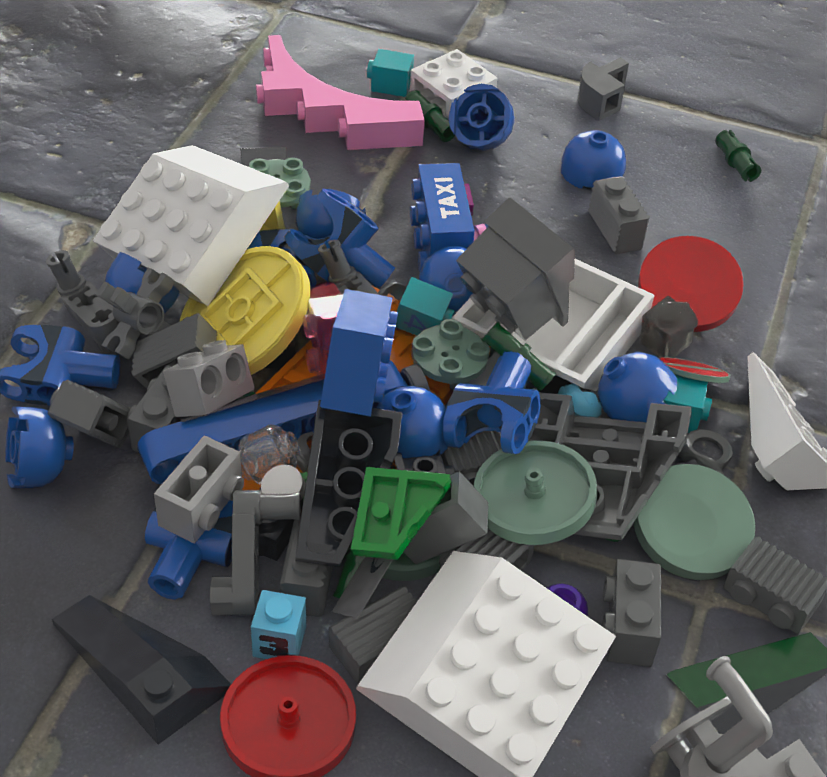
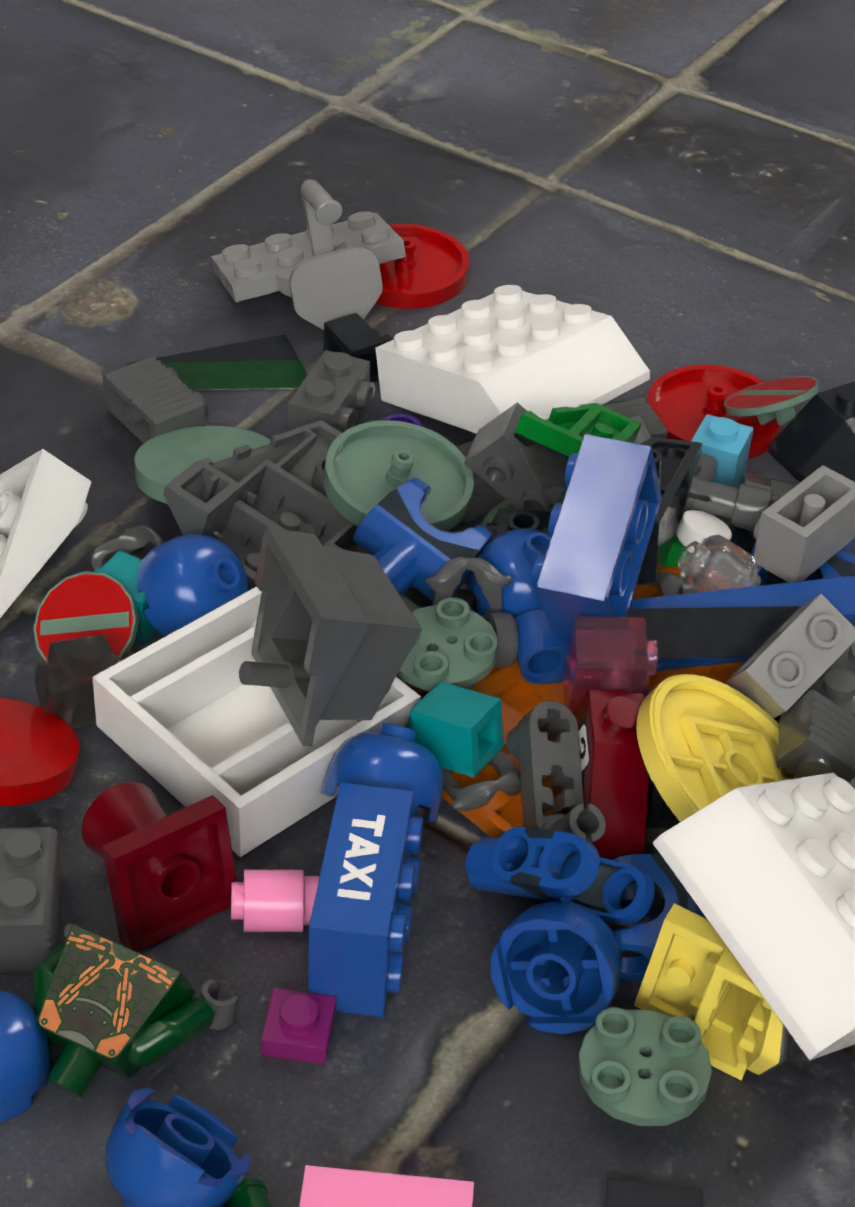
camera: 165 degrees left, 5 degrees down
(235, 687) = (772, 399): none -> piece
(438, 380) = (485, 573): none -> dark grey piece
(544, 172) = (116, 1008): none -> dark green torso
(555, 213) = (160, 866): none -> dark red plant
(646, 699) = (355, 338): none -> black brick

